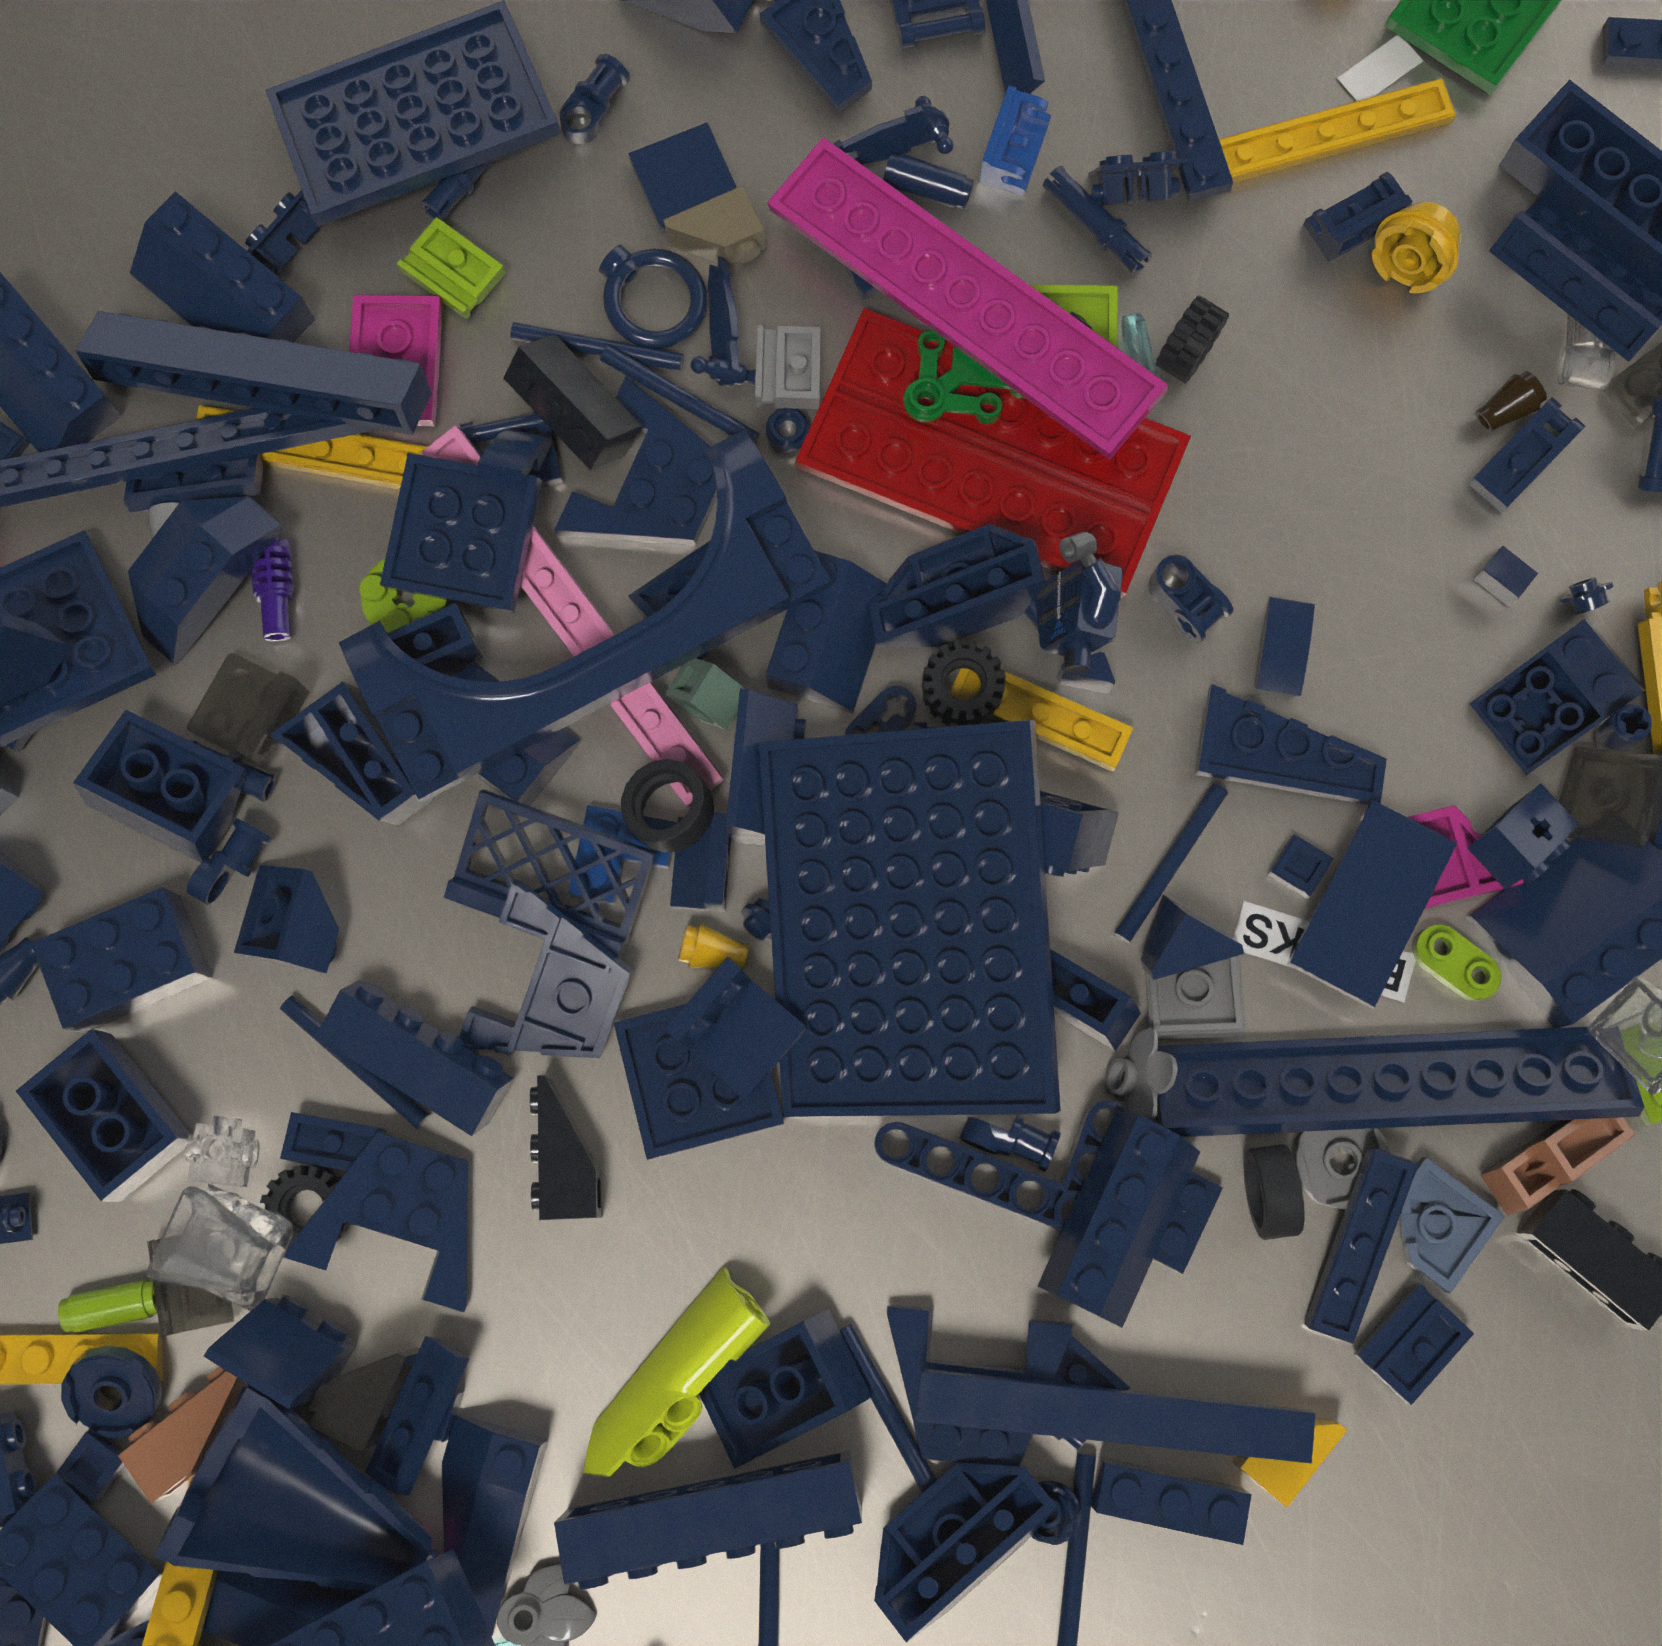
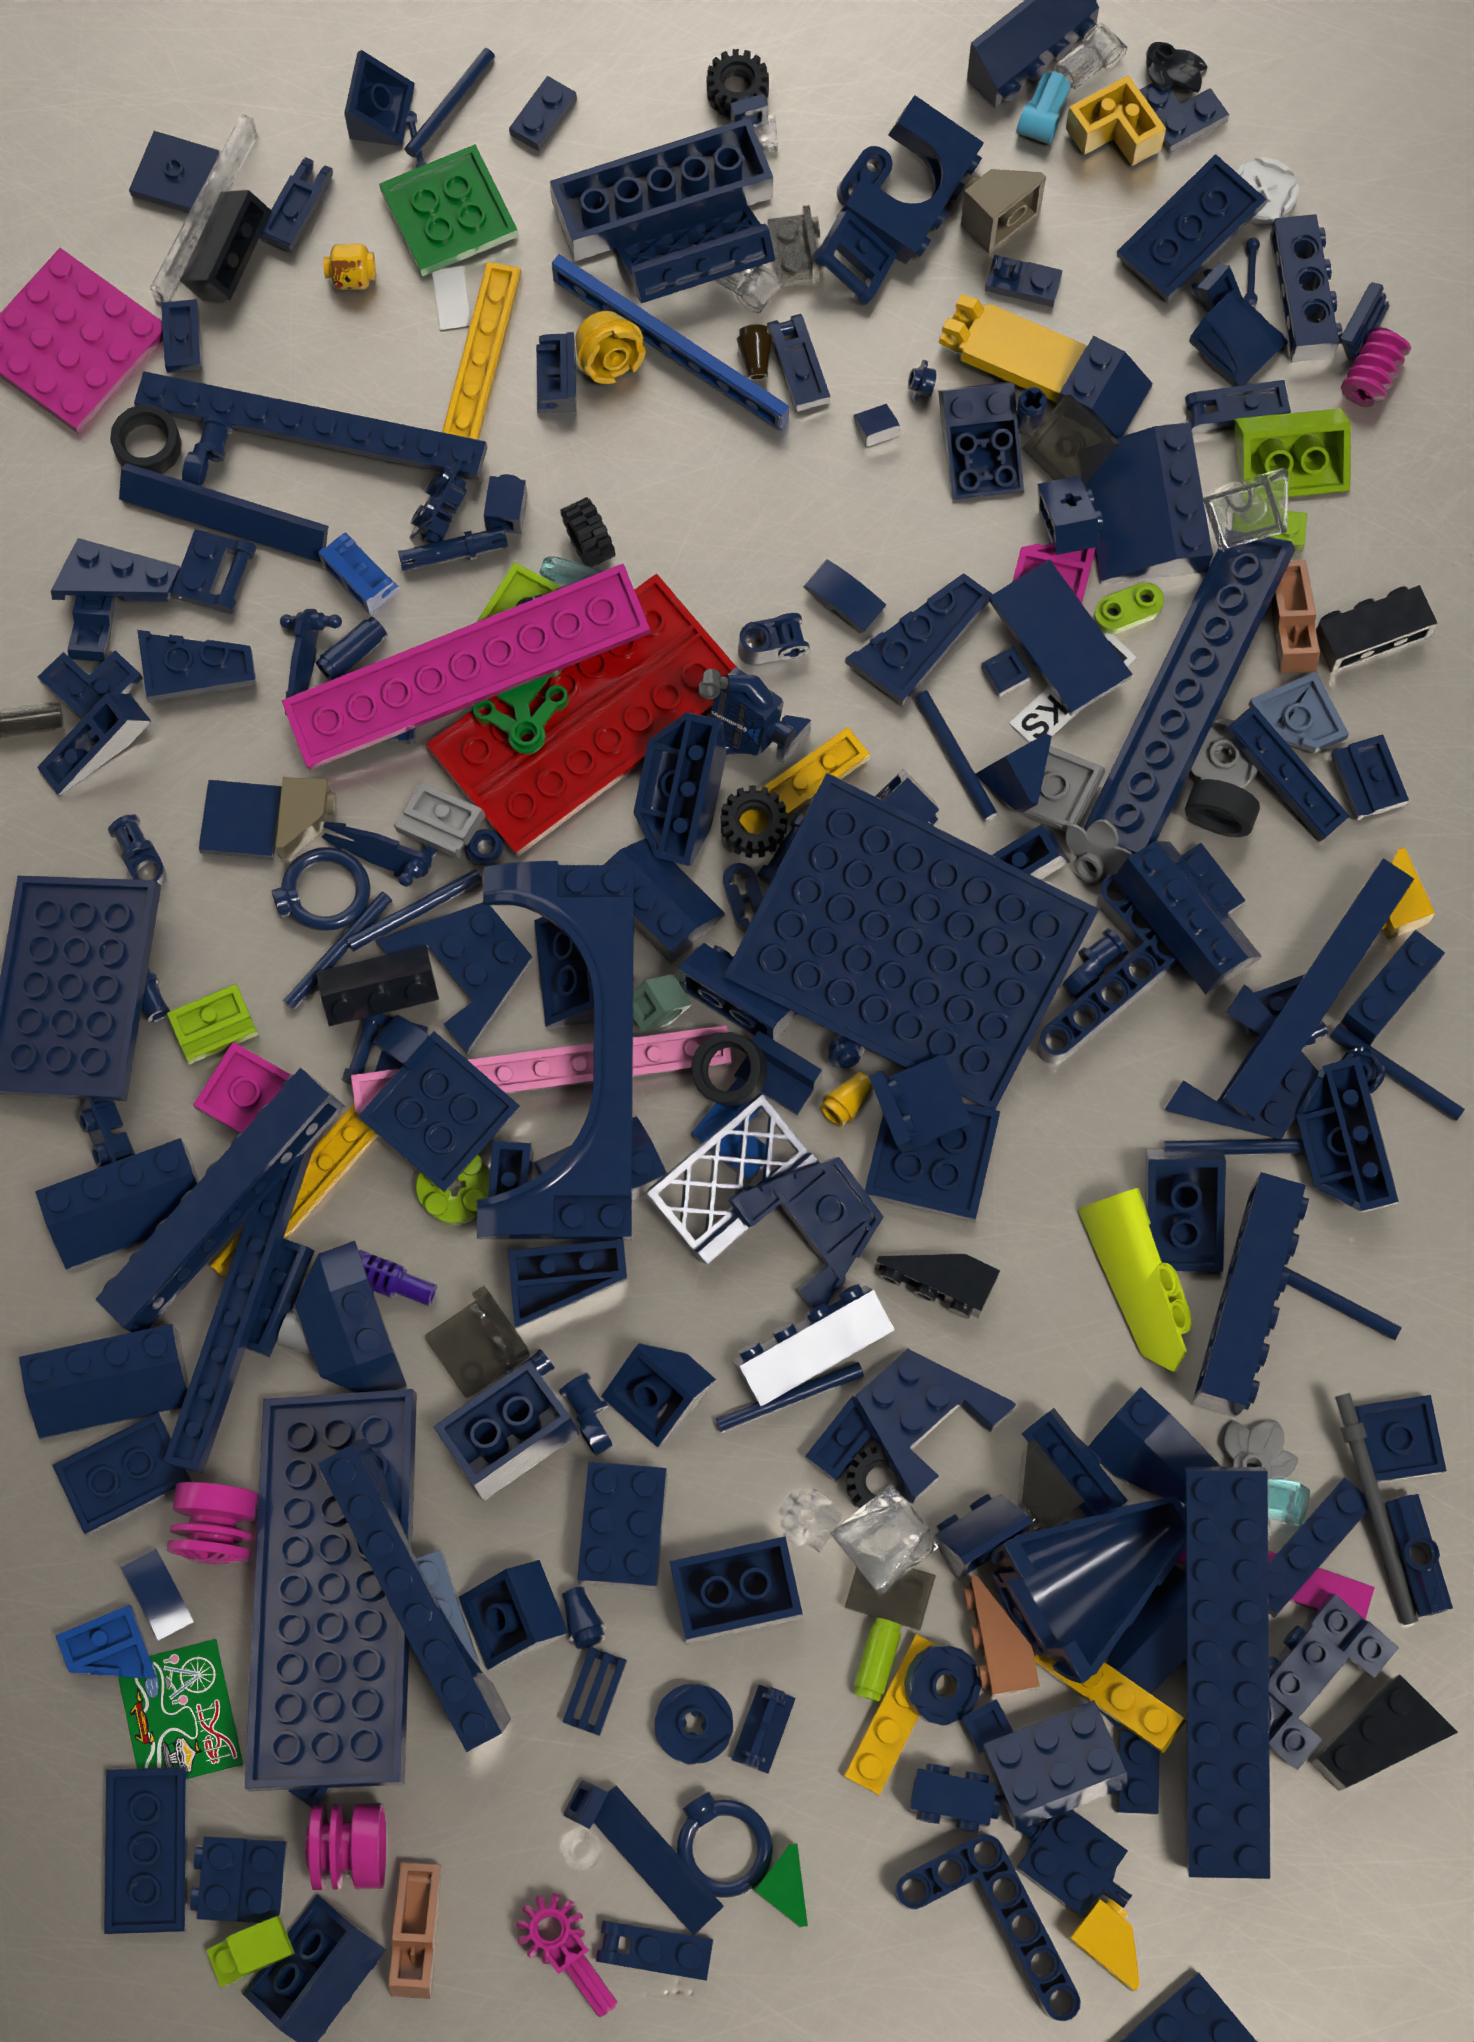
camera: 65 degrees left, 5 degrees down
(1178, 242) = (505, 503): none -> dark blue brick
(1465, 312) = (672, 343): none -> blue tile

